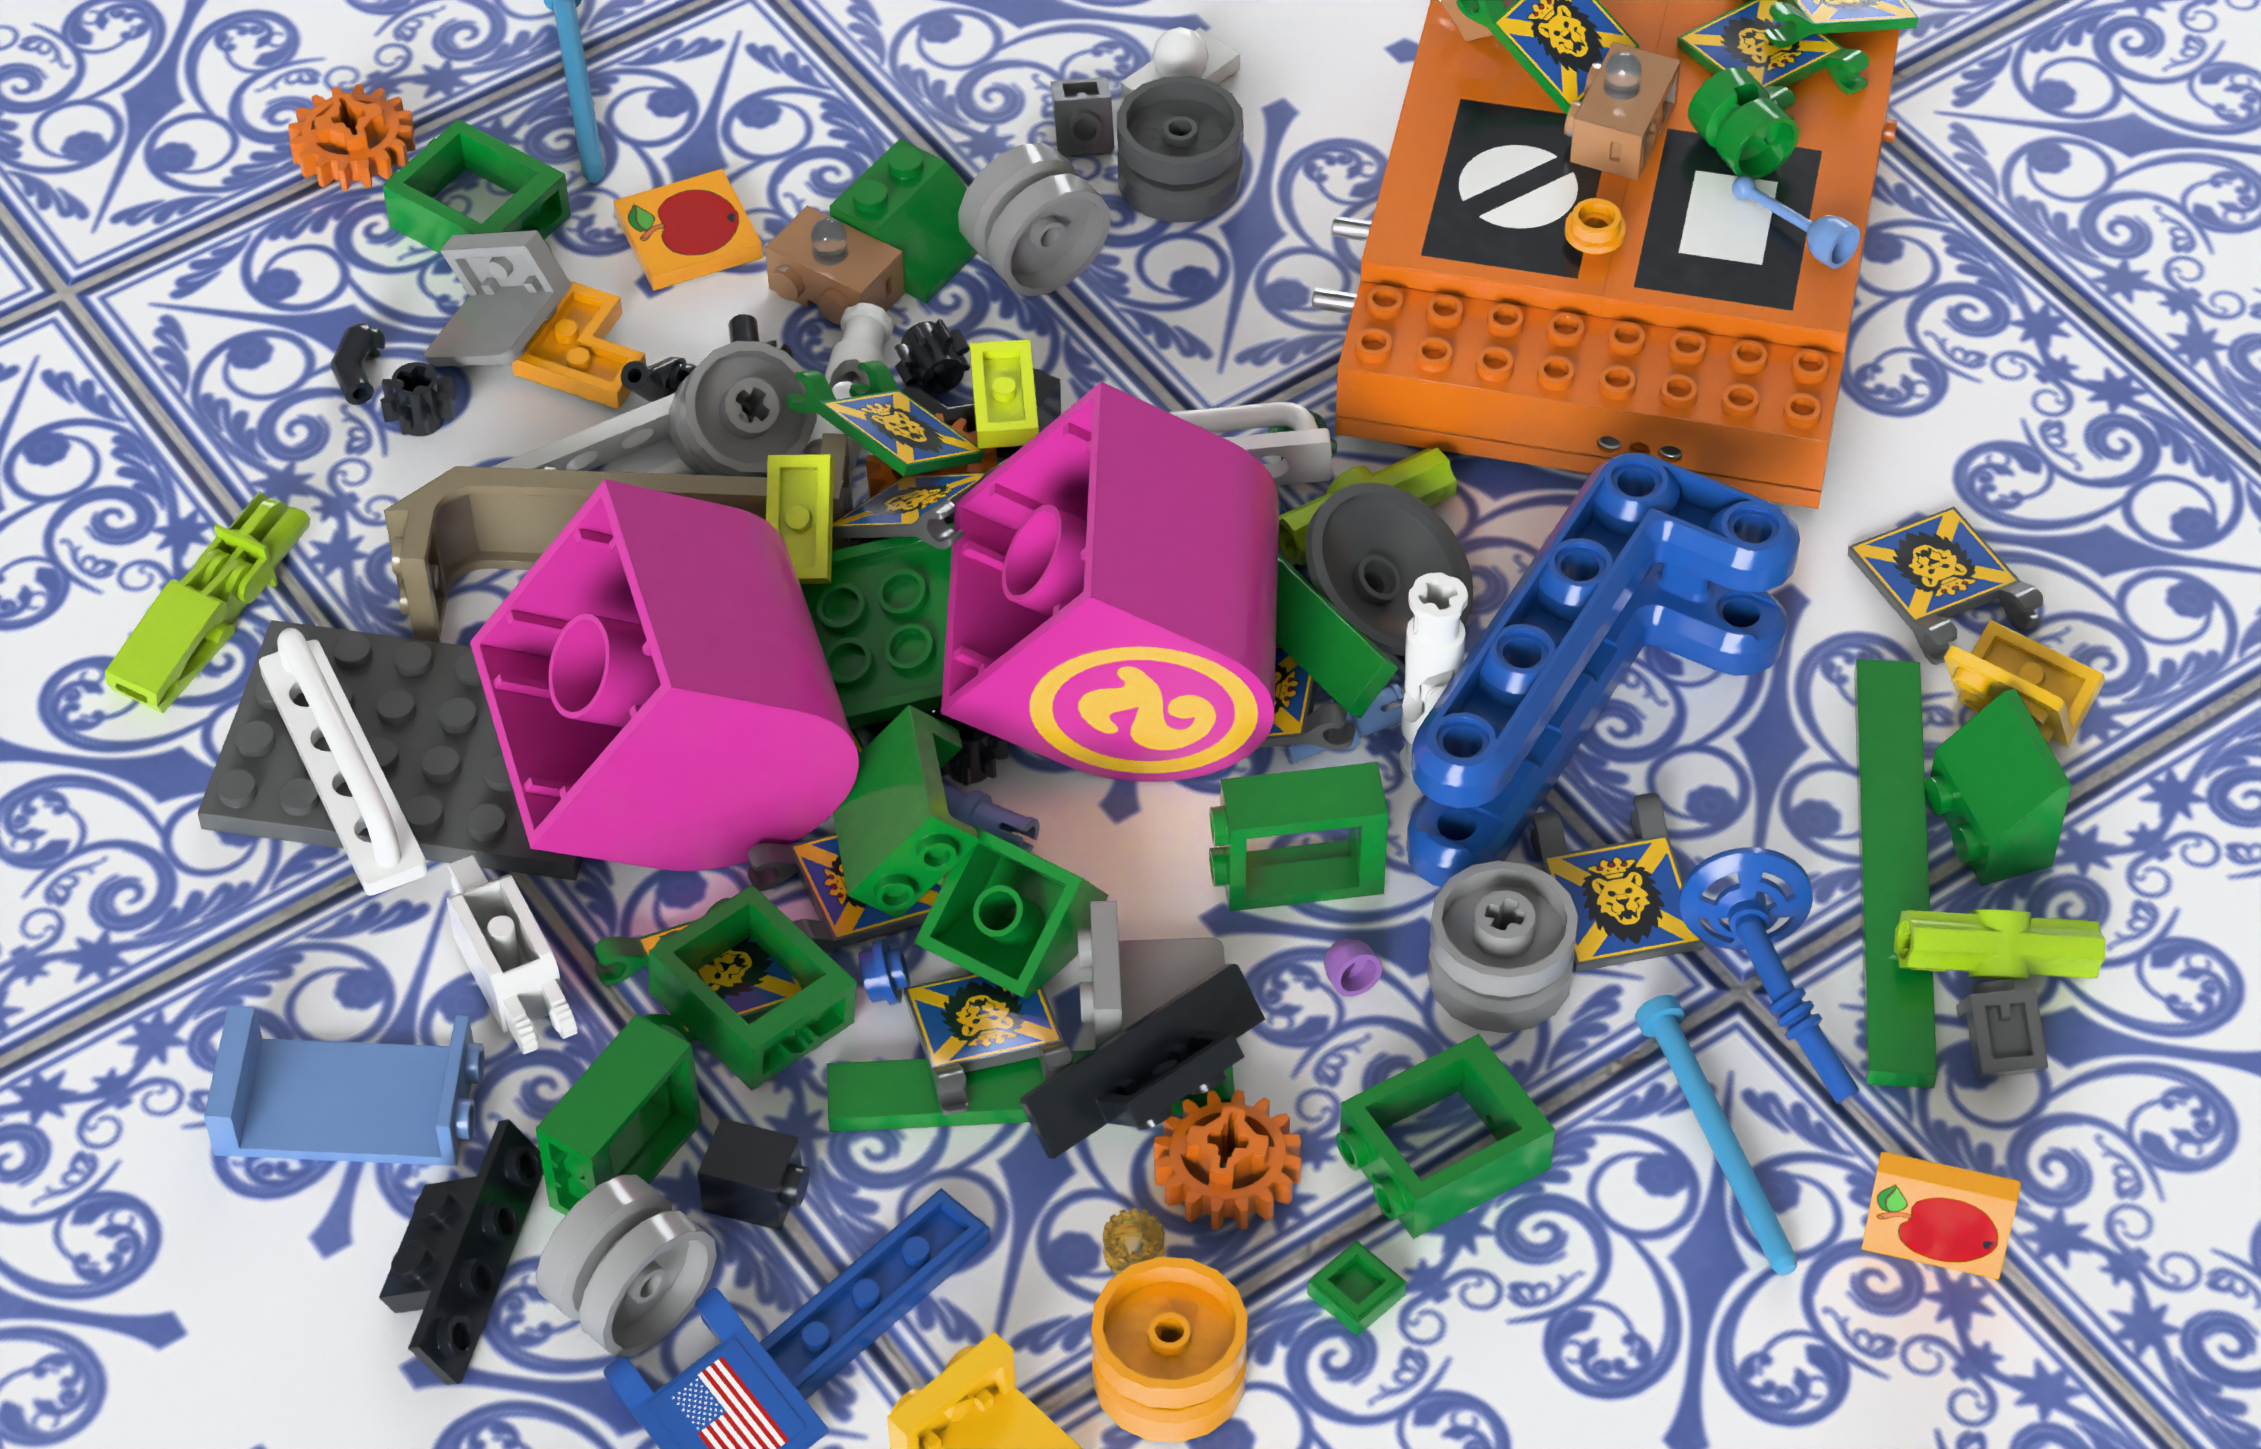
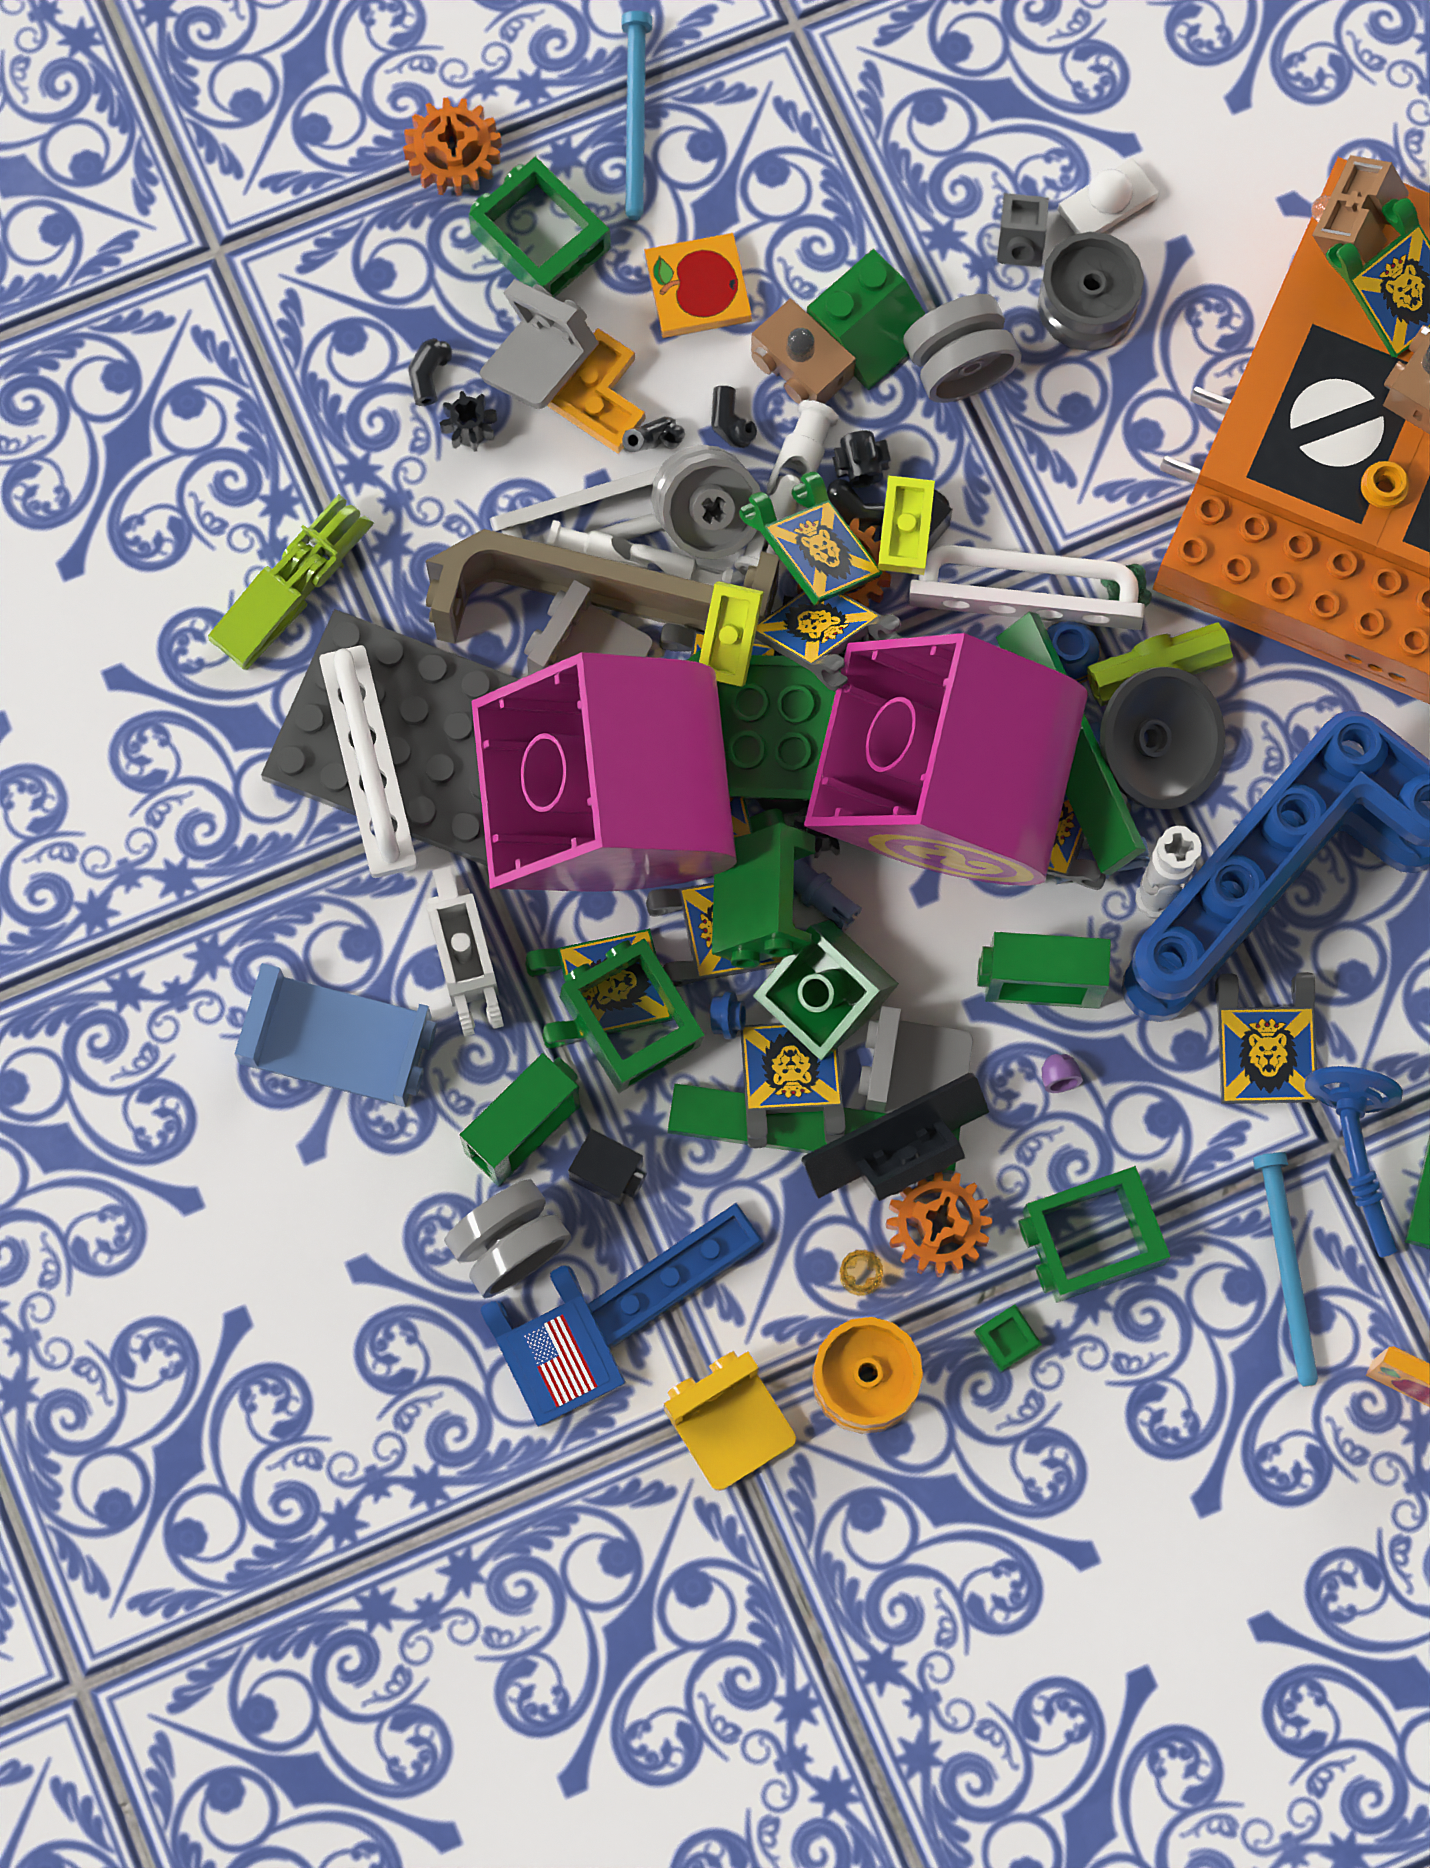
camera: 10 degrees right, 25 degrees up
(460, 1251) = (396, 1187): black bracket -> none
(1502, 946) = (1178, 1060): light grey wheel -> none

